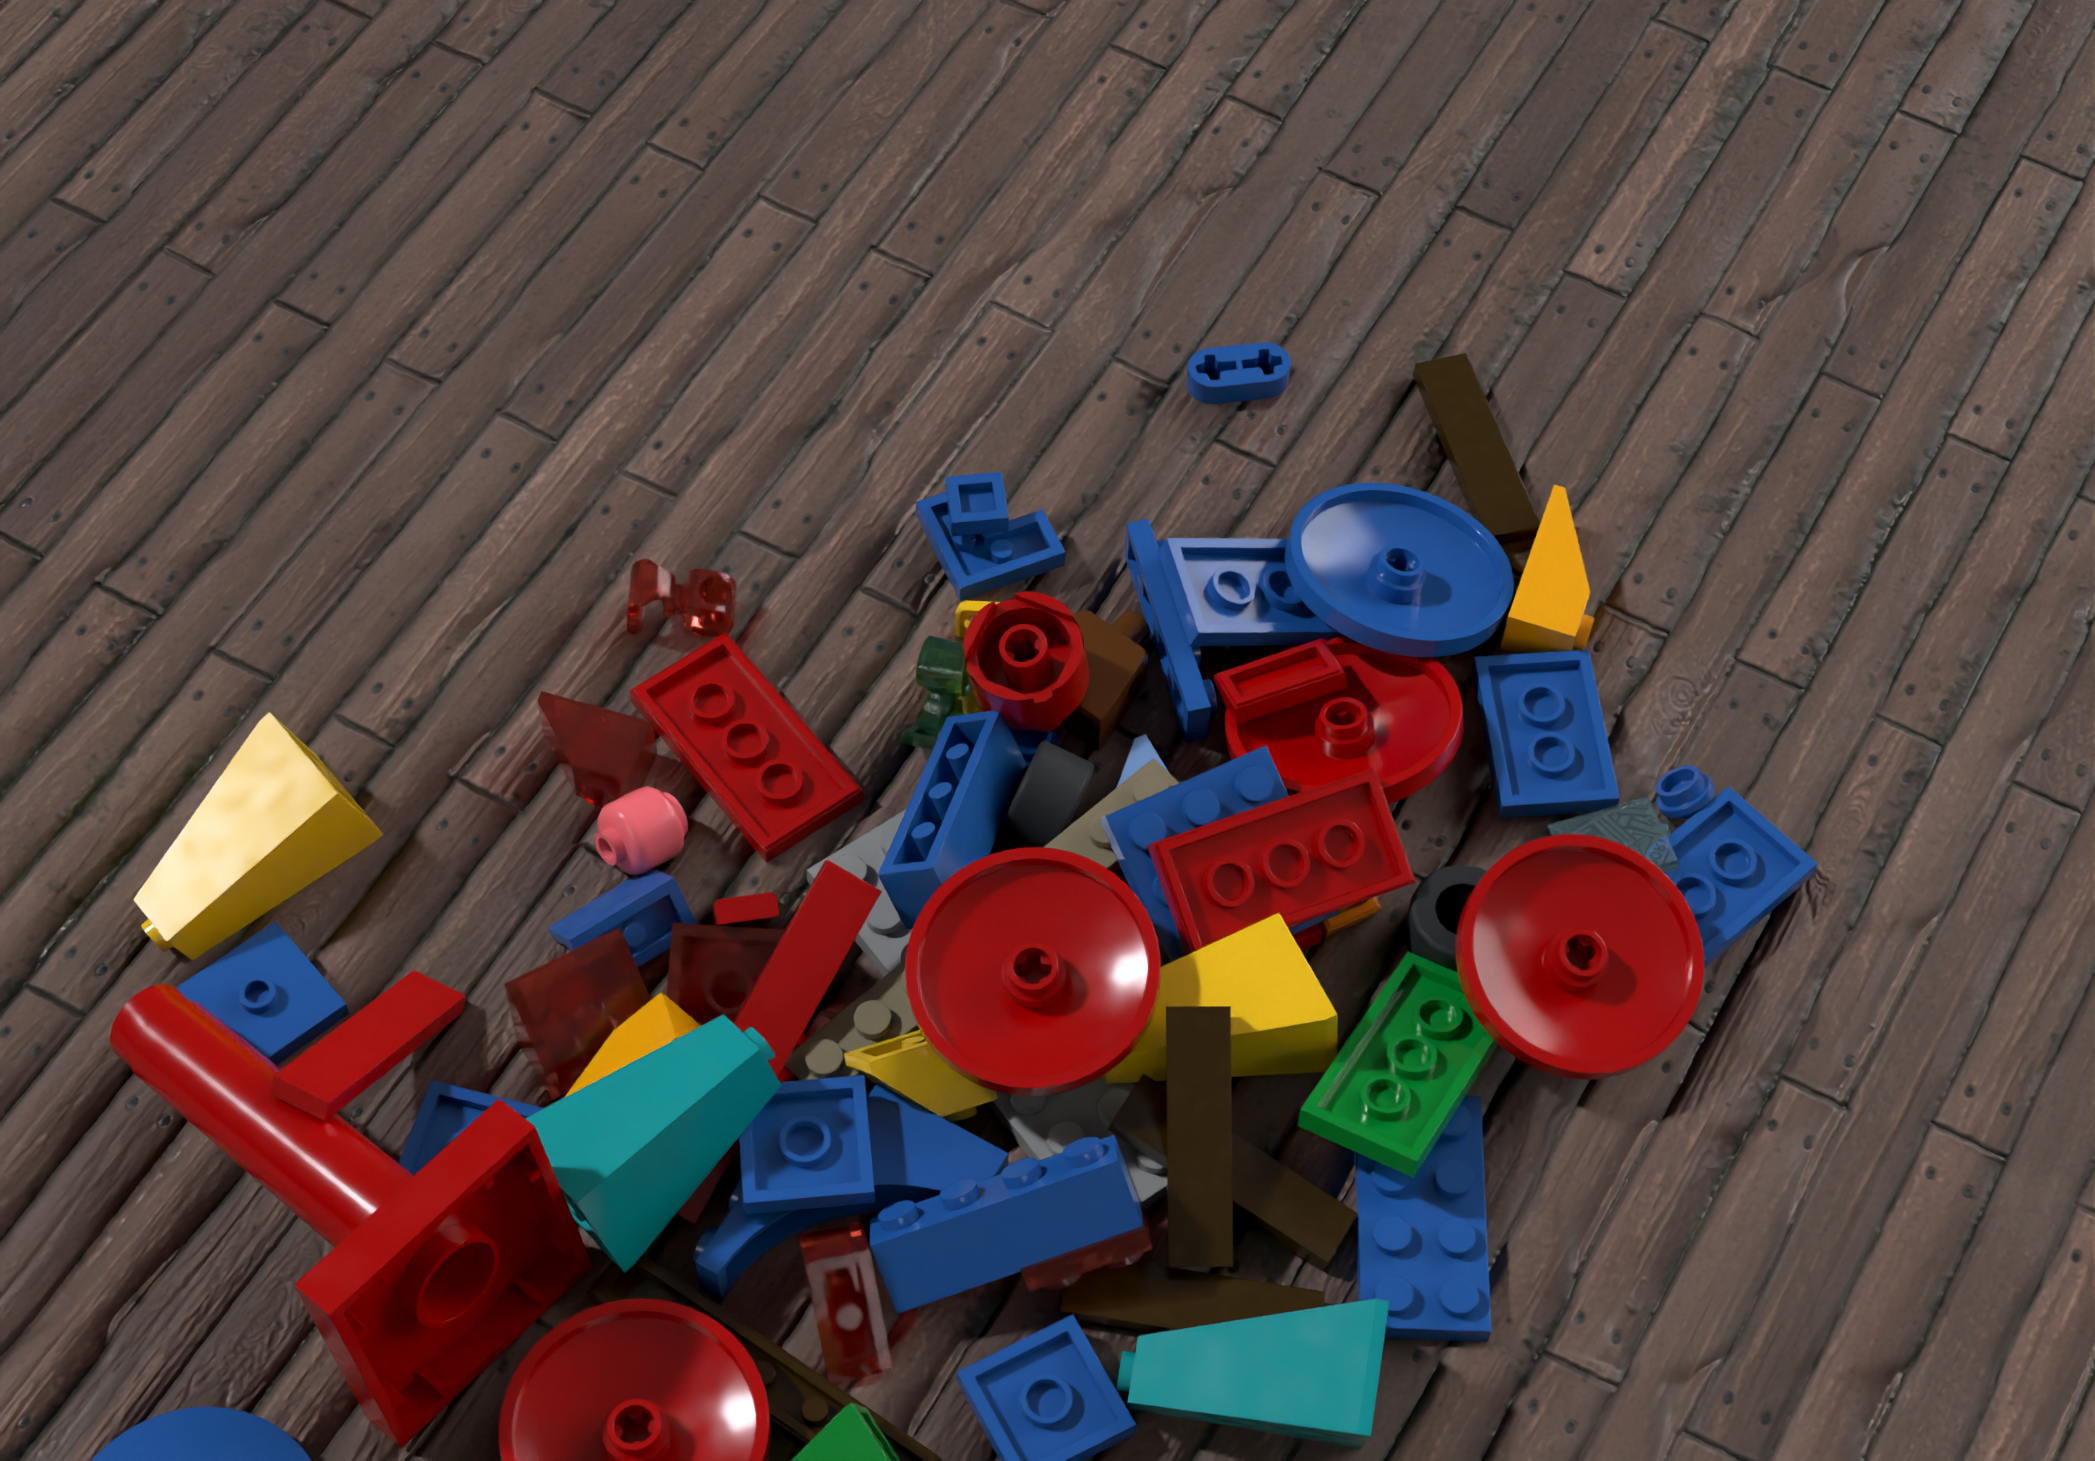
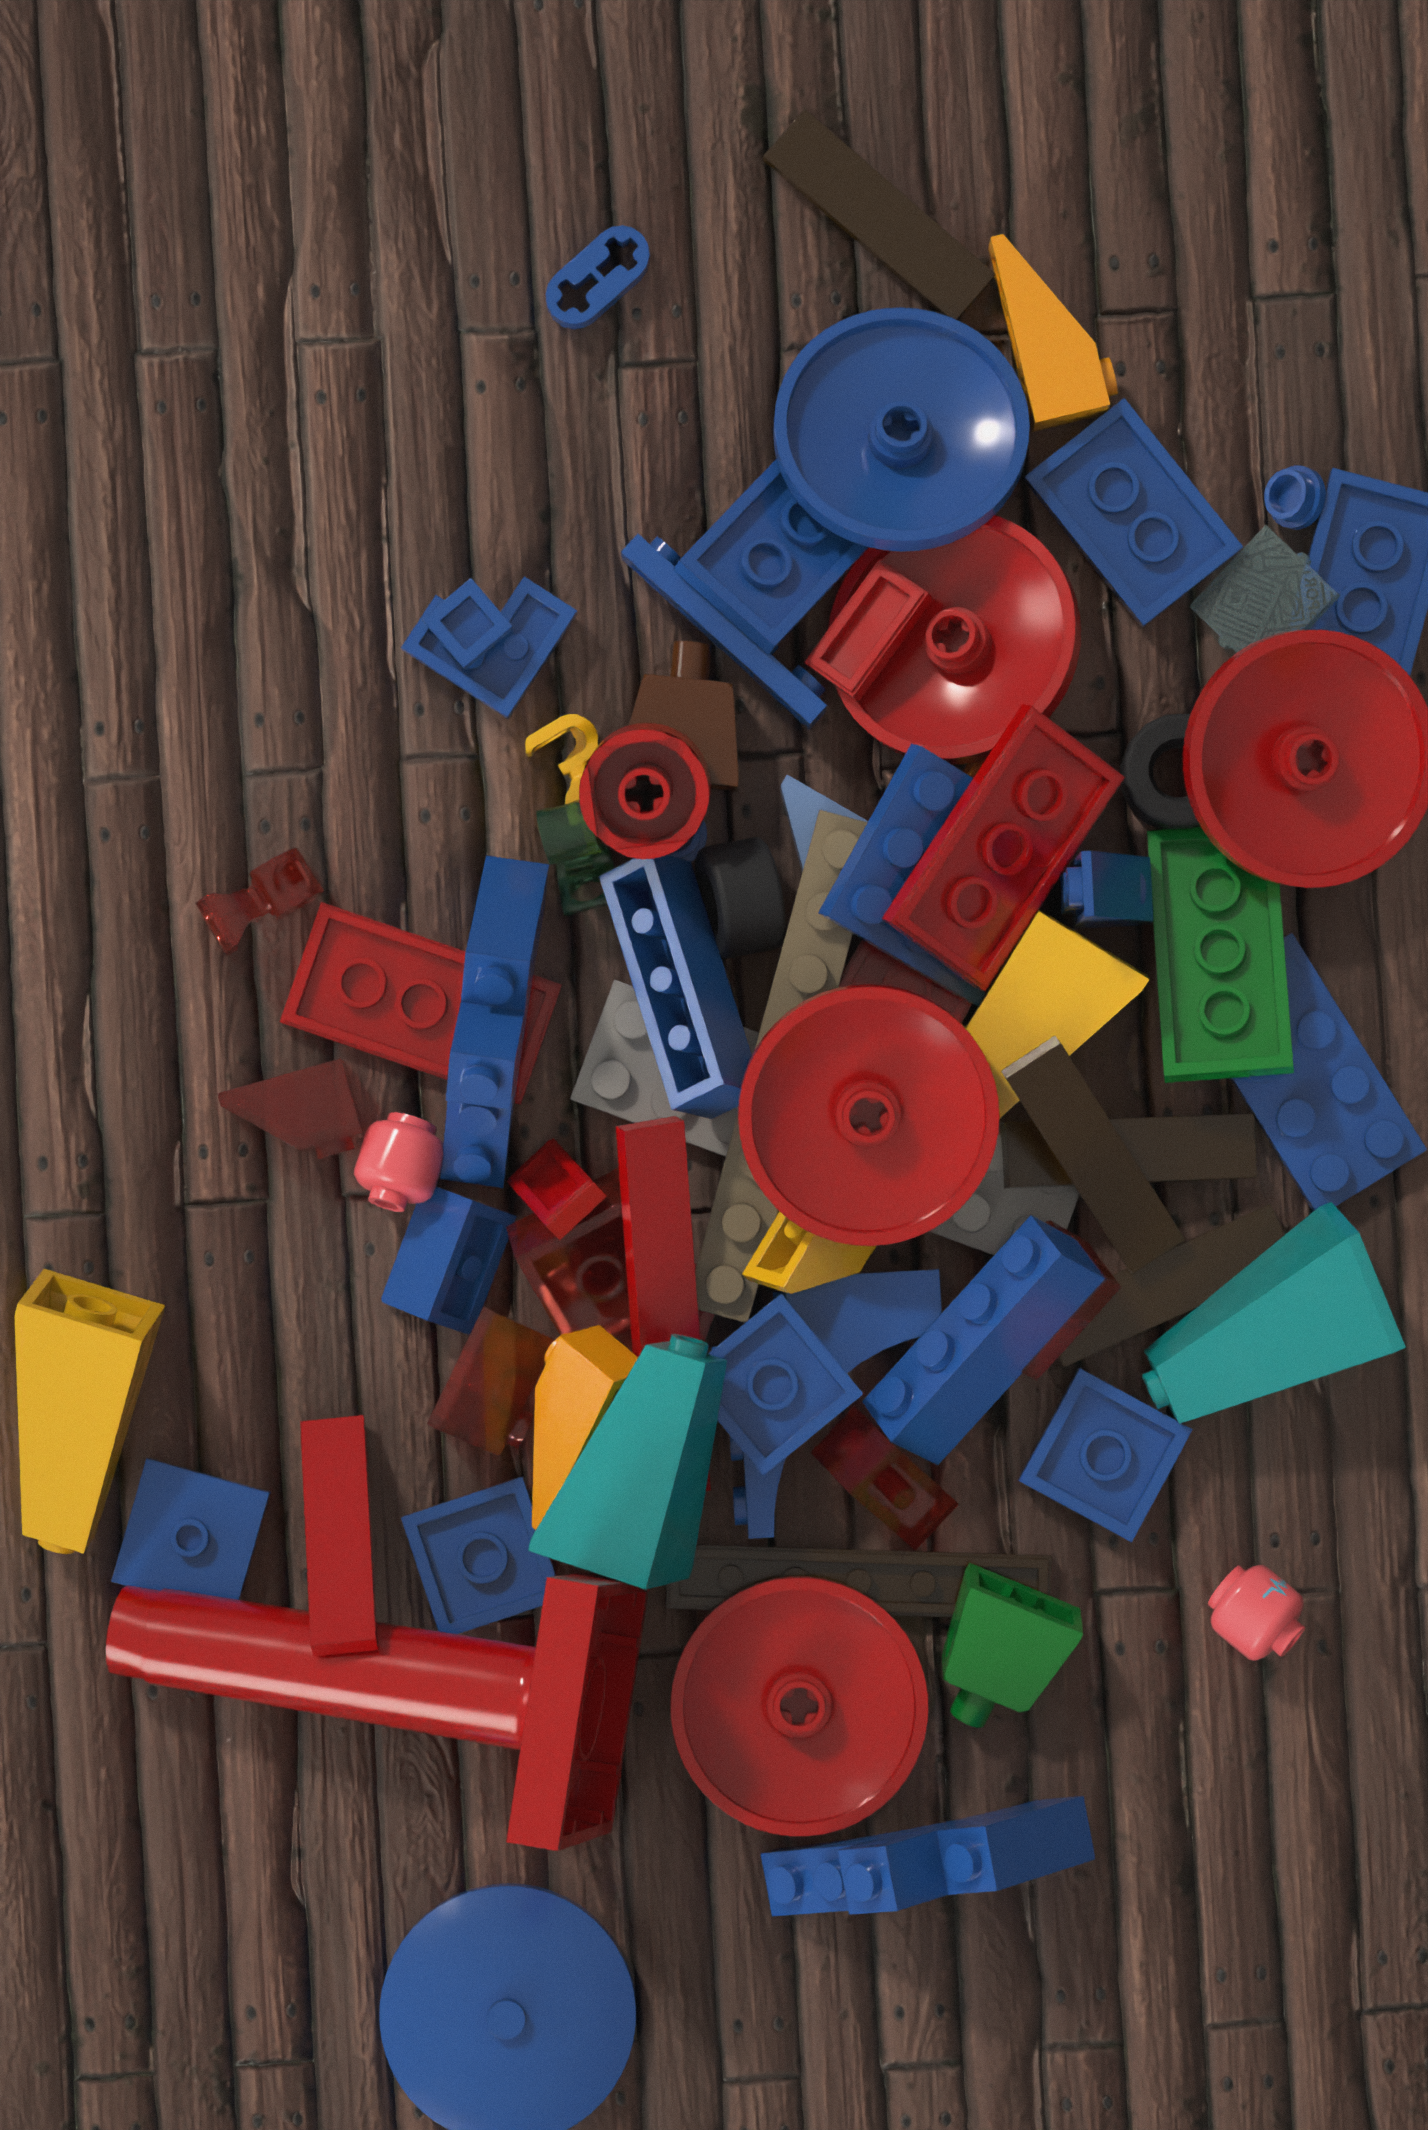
camera: 25 degrees left, 30 degrees up
(777, 760) = (492, 1020): none -> blue arch
(1347, 945) = (1107, 890): none -> blue slope

